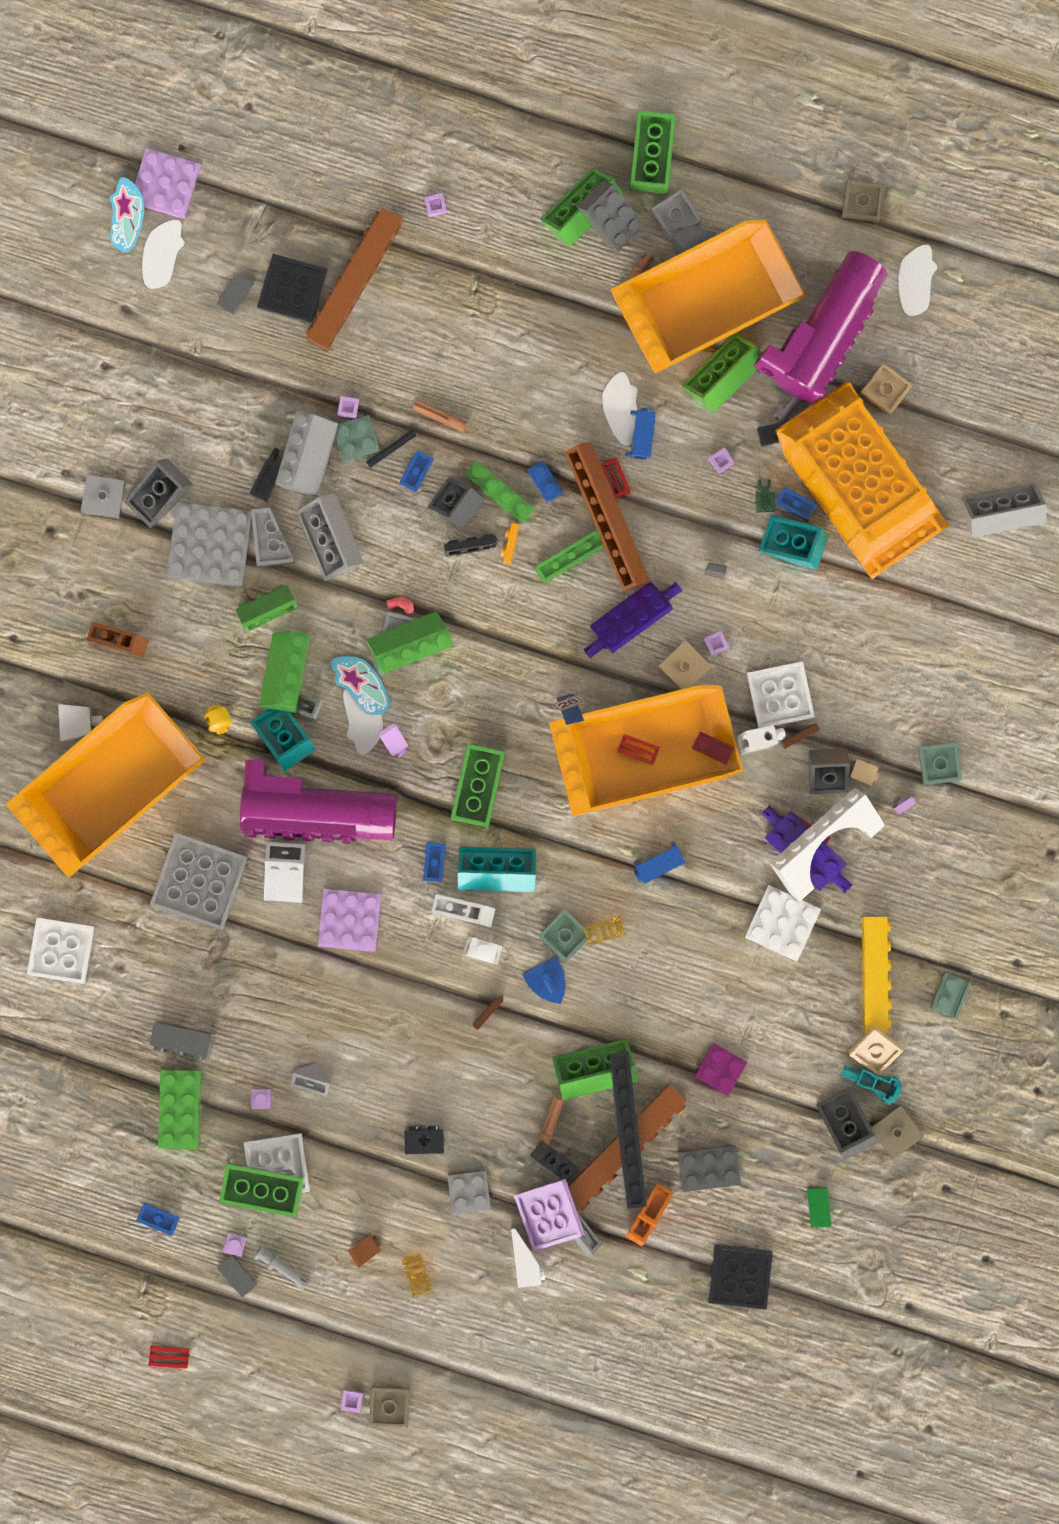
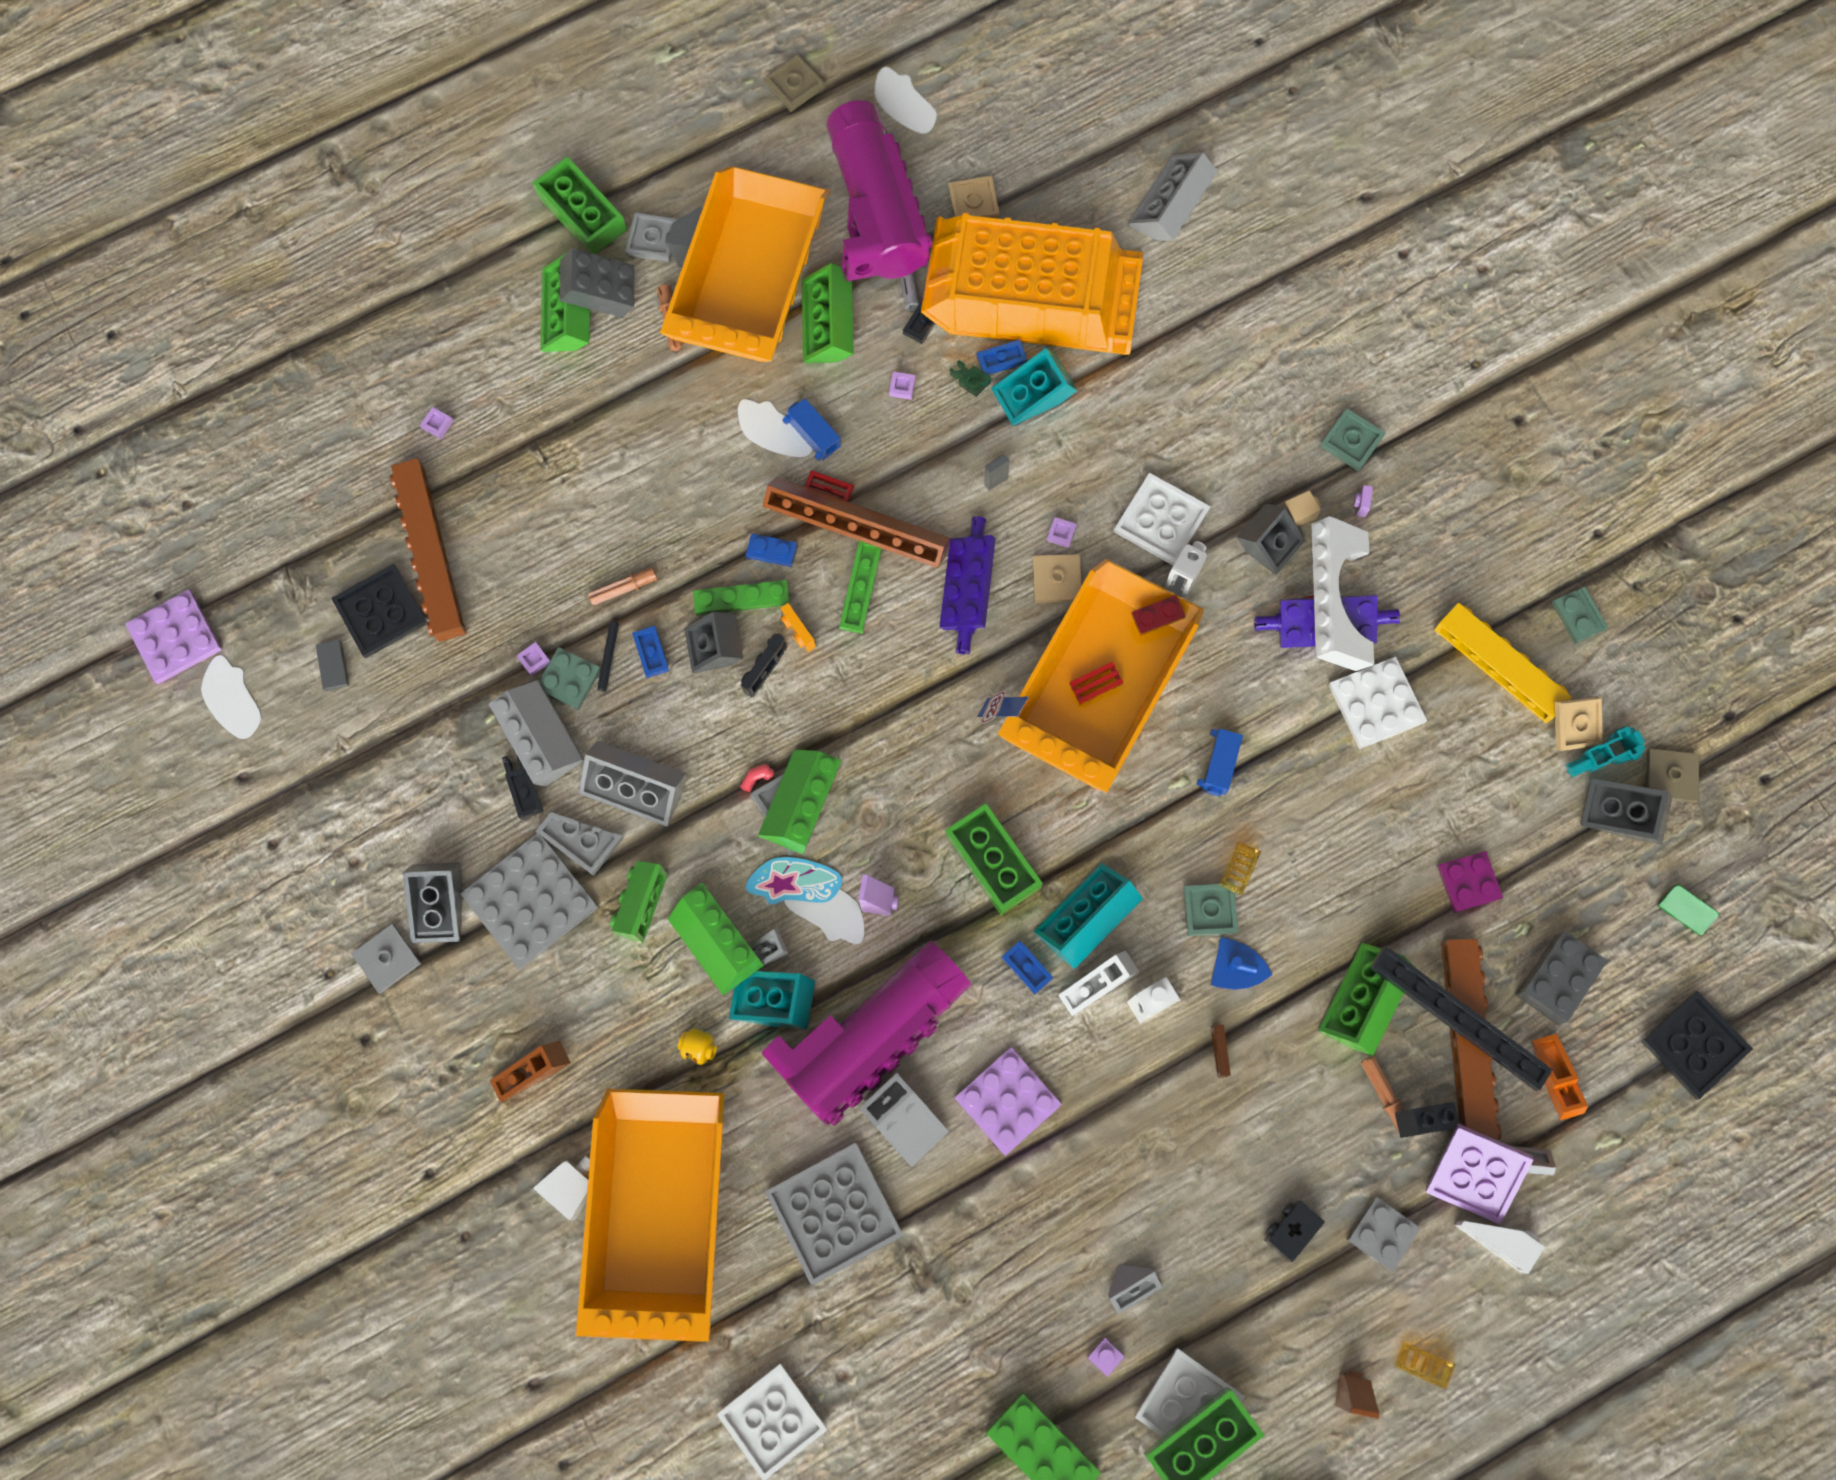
camera: 35 degrees left, 10 degrees down
(127, 215) = (163, 695): sticker -> none
(181, 1040) = (976, 1382): dark grey brick -> none
(800, 735) = (1215, 534): reddish brown tile -> none

